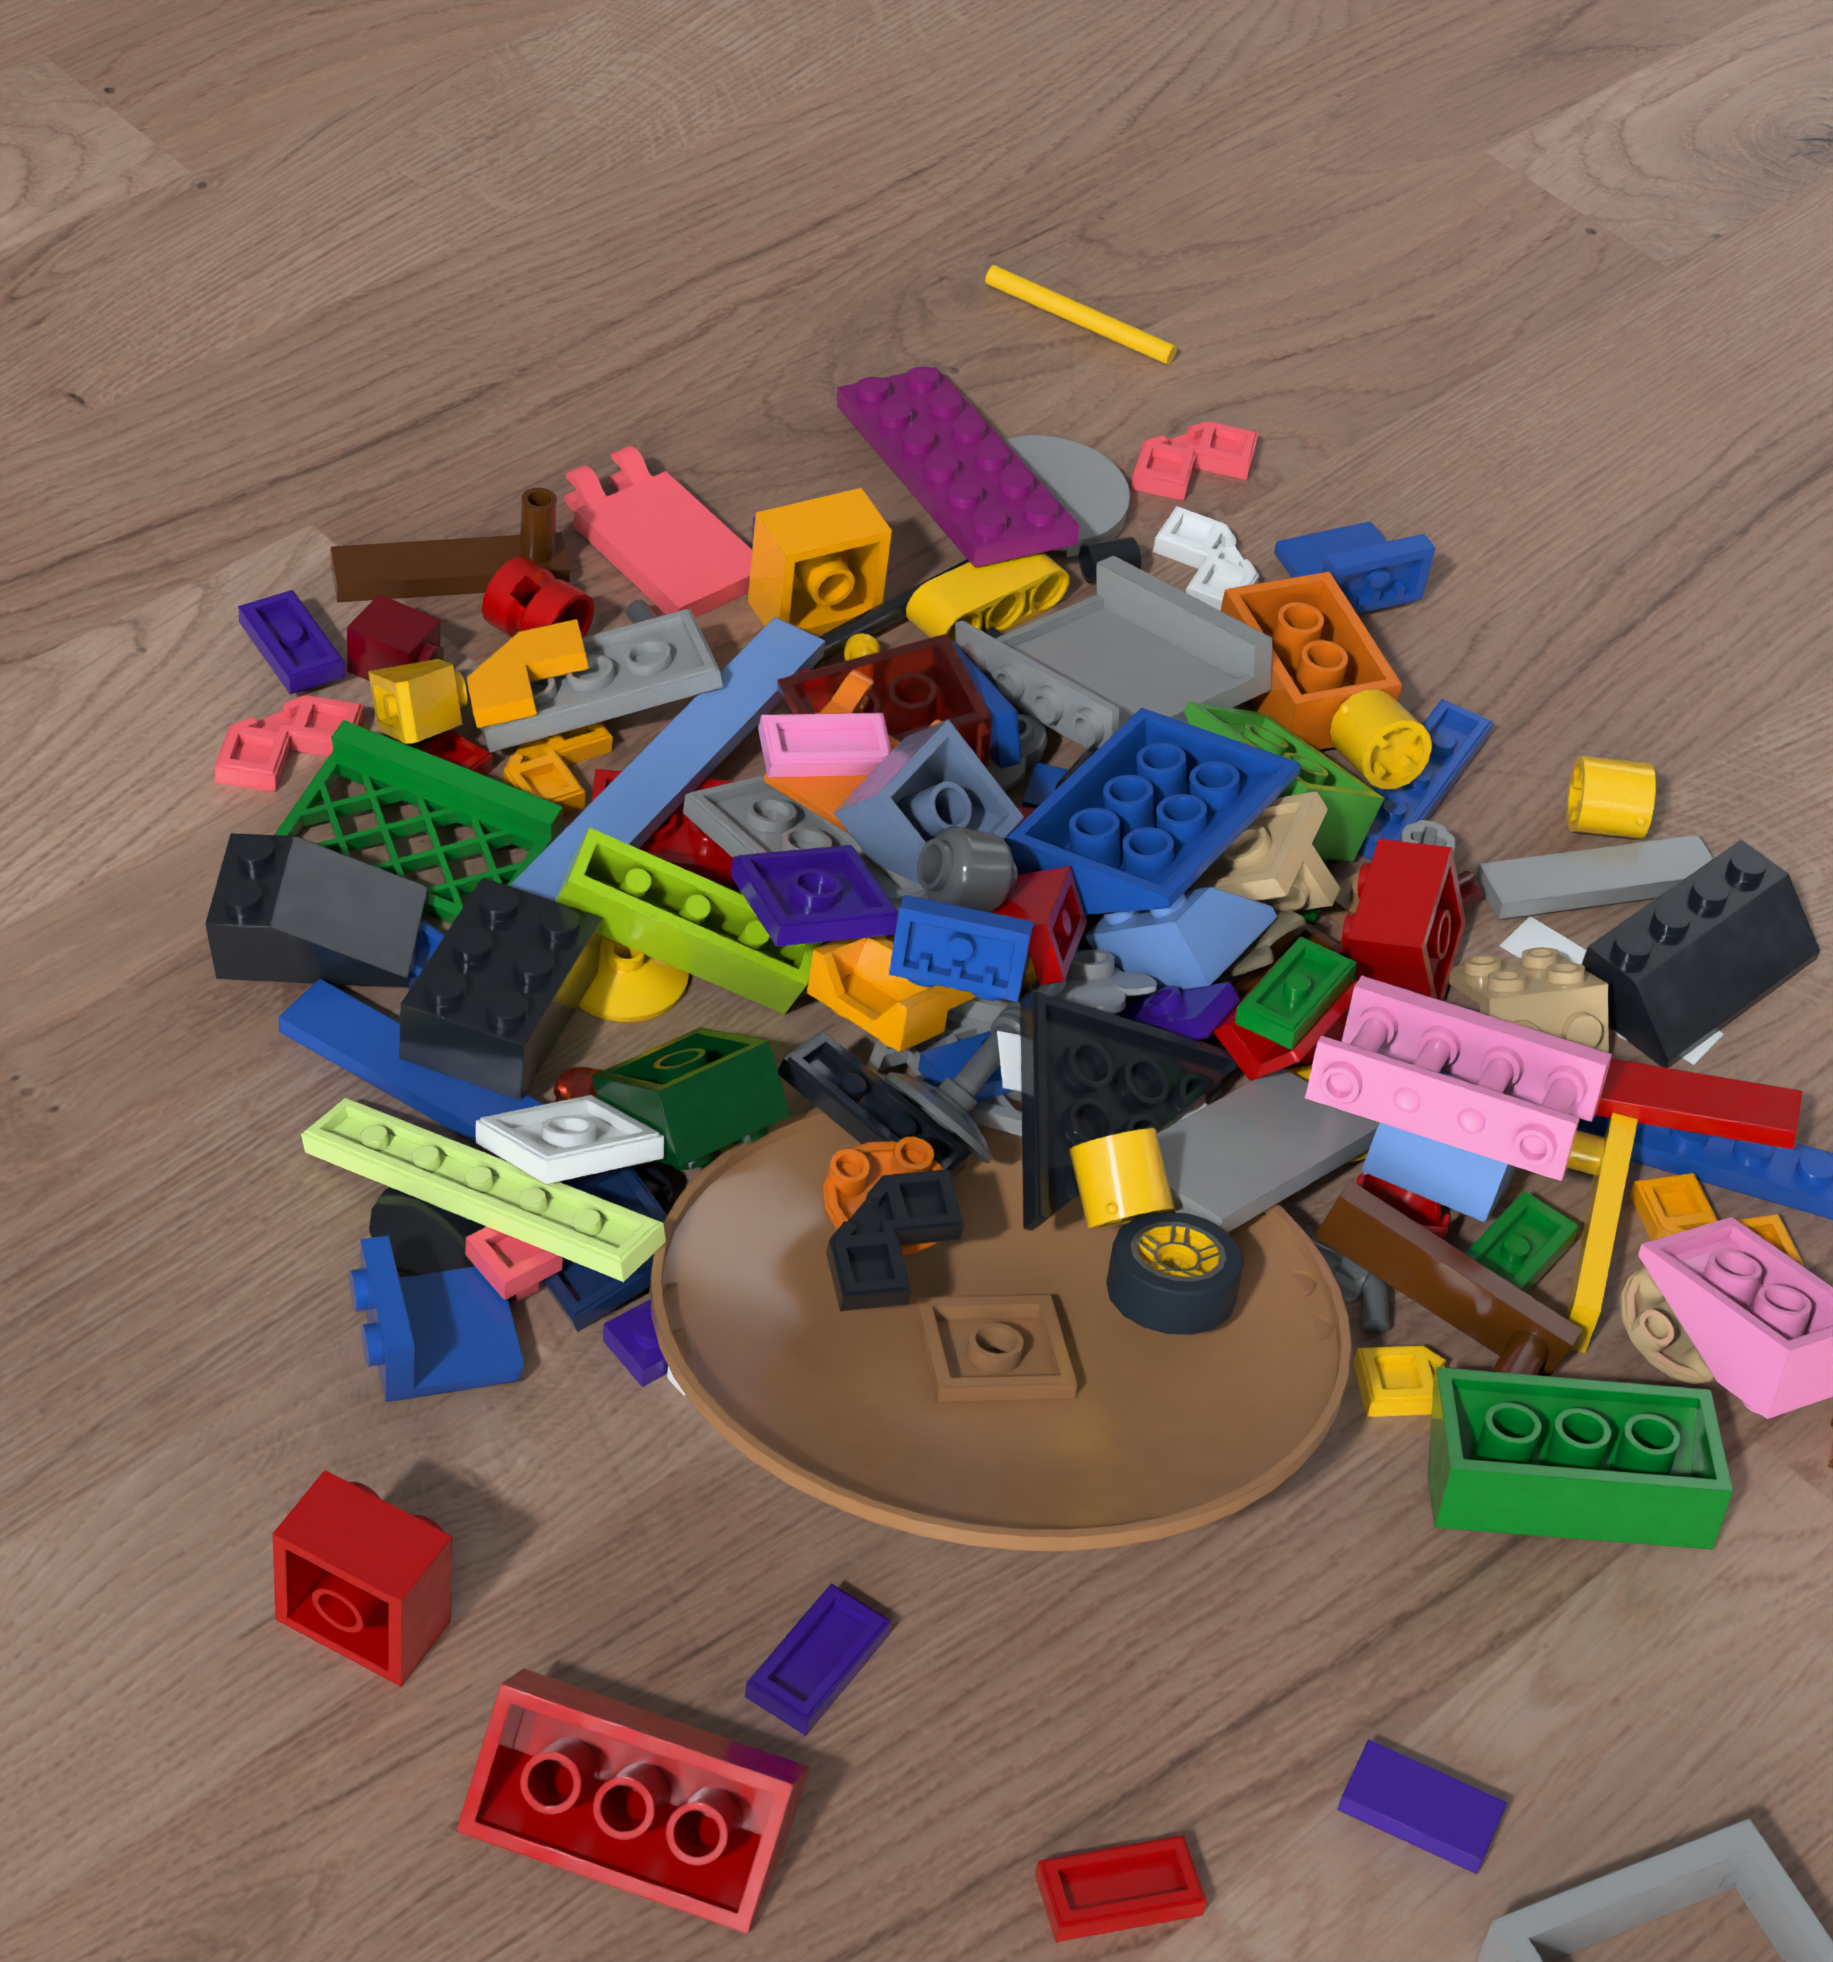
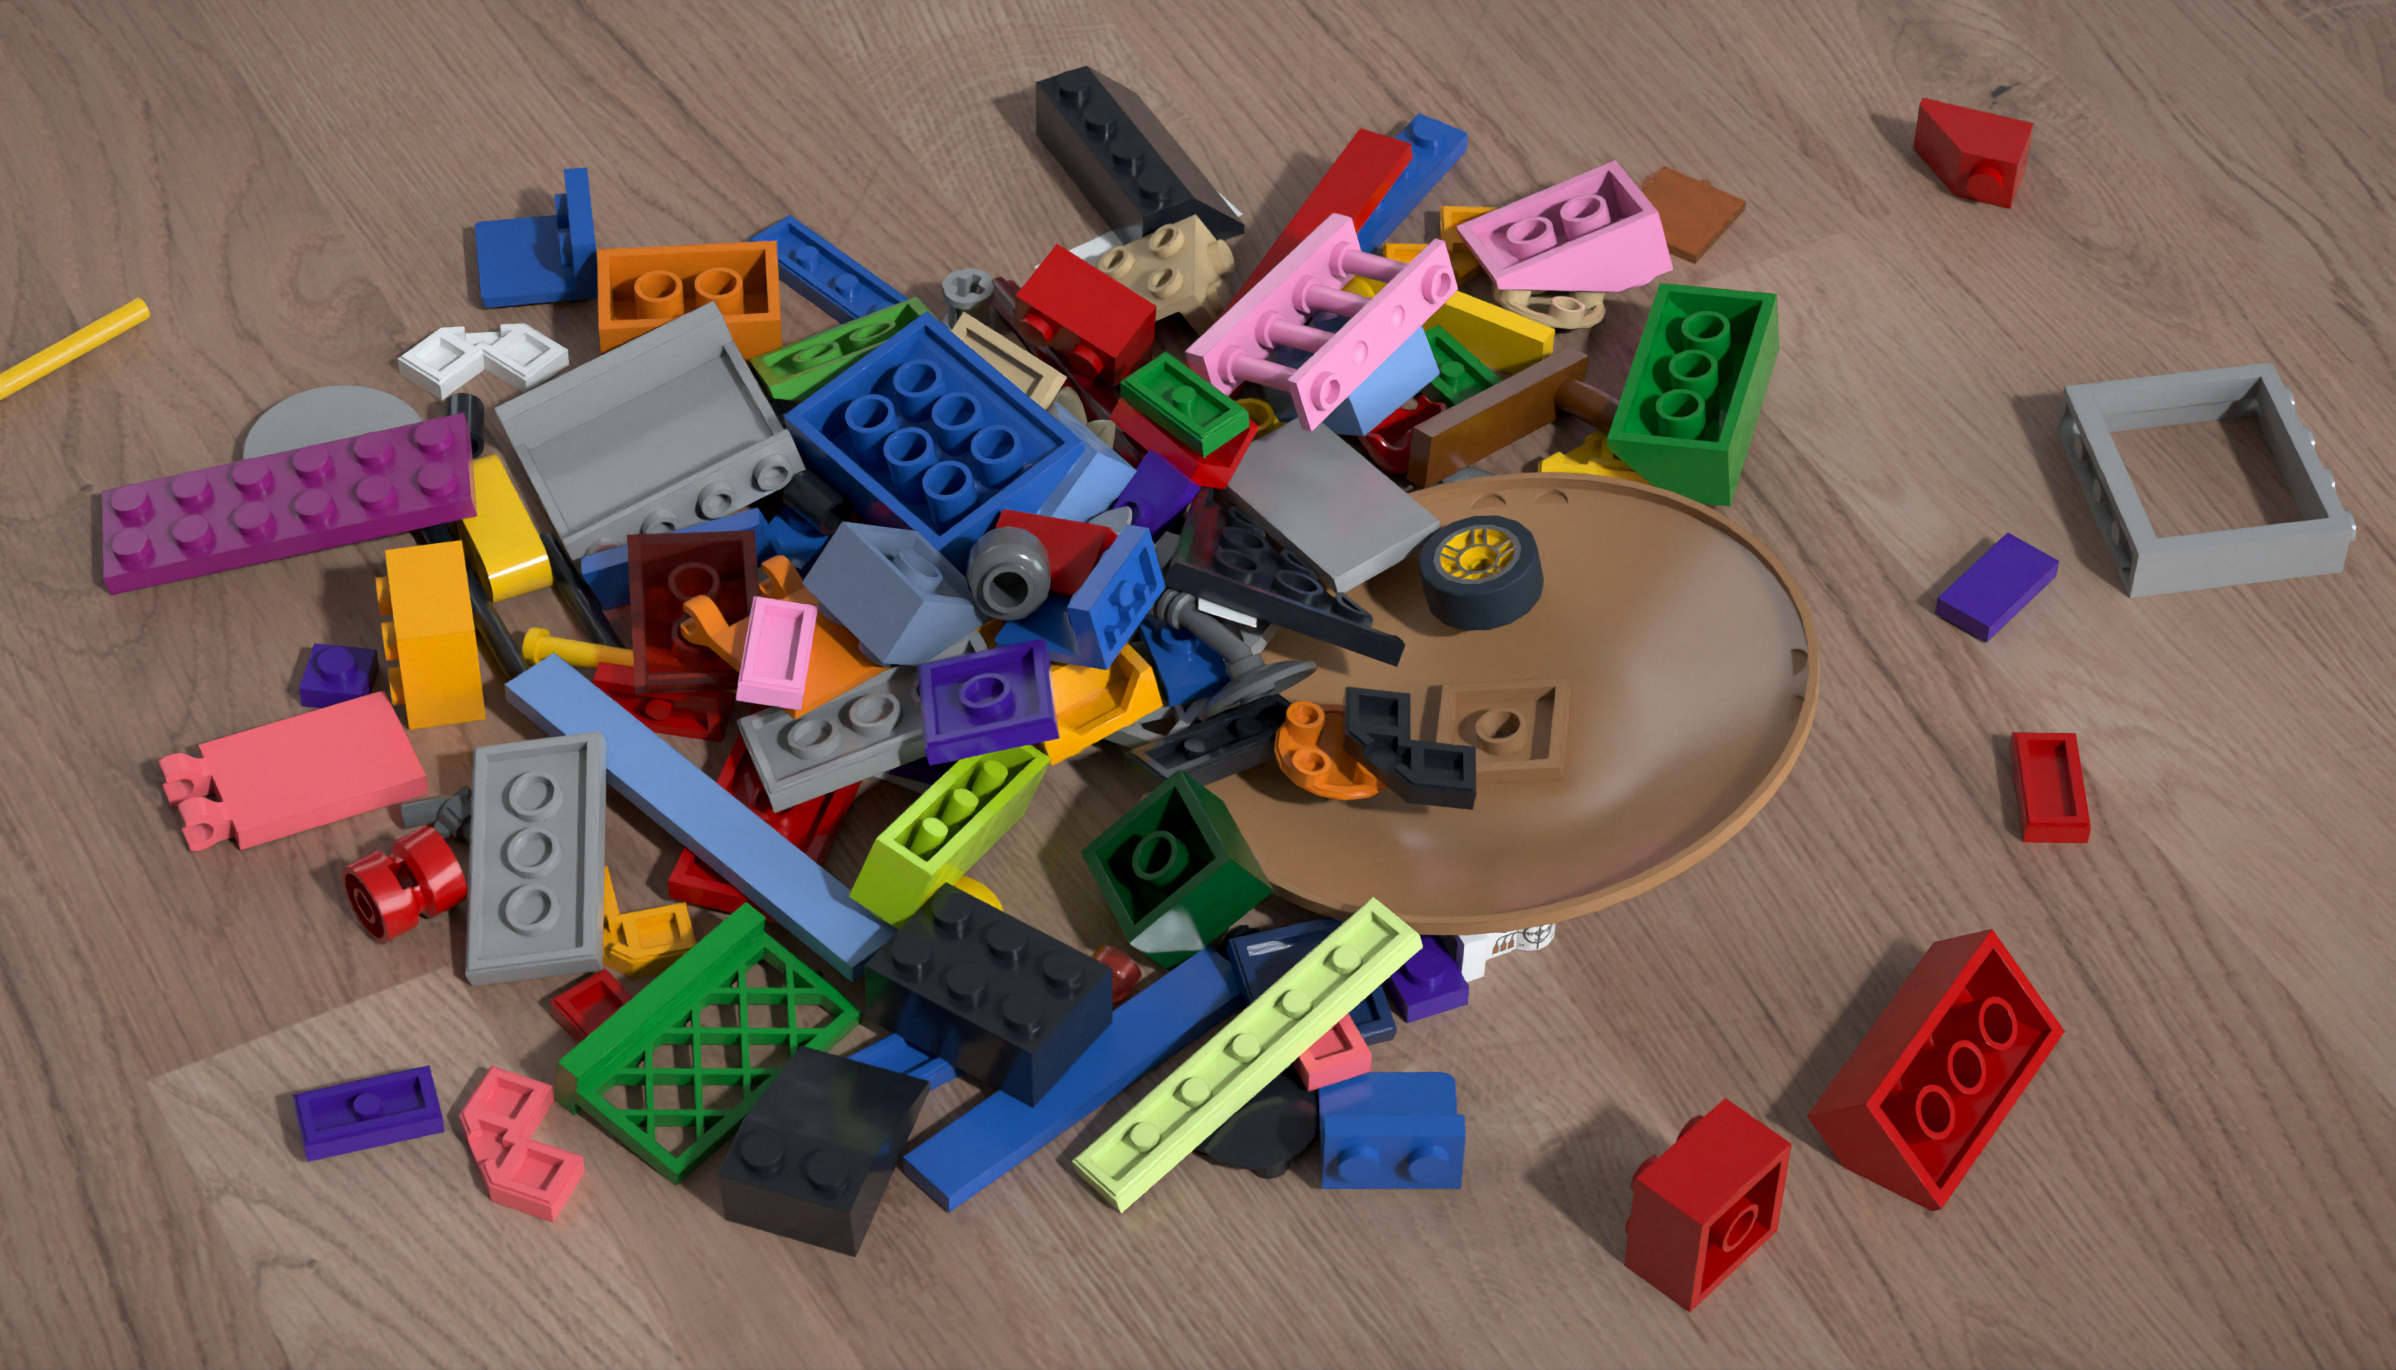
camera: 70 degrees left, 0 degrees up
(391, 636) = (414, 1018): dark red brick -> none
(417, 699) = (532, 1005): yellow slope -> none
(450, 564) = (278, 953): reddish brown piece -> none
(501, 684) = (530, 925): light orange tile -> none
(569, 1139) = (1215, 969): white tile -> none
(818, 1659) = (1798, 932): dark purple tile -> none
(1121, 1178) = (1385, 571): yellow piece -> none
(1168, 464) = (305, 334): coral tile -> none
(1380, 739) = (823, 283): yellow piece -> none
(1589, 876) = (1009, 199): light grey tile -> none
(1611, 797) = (929, 159): yellow piece -> none

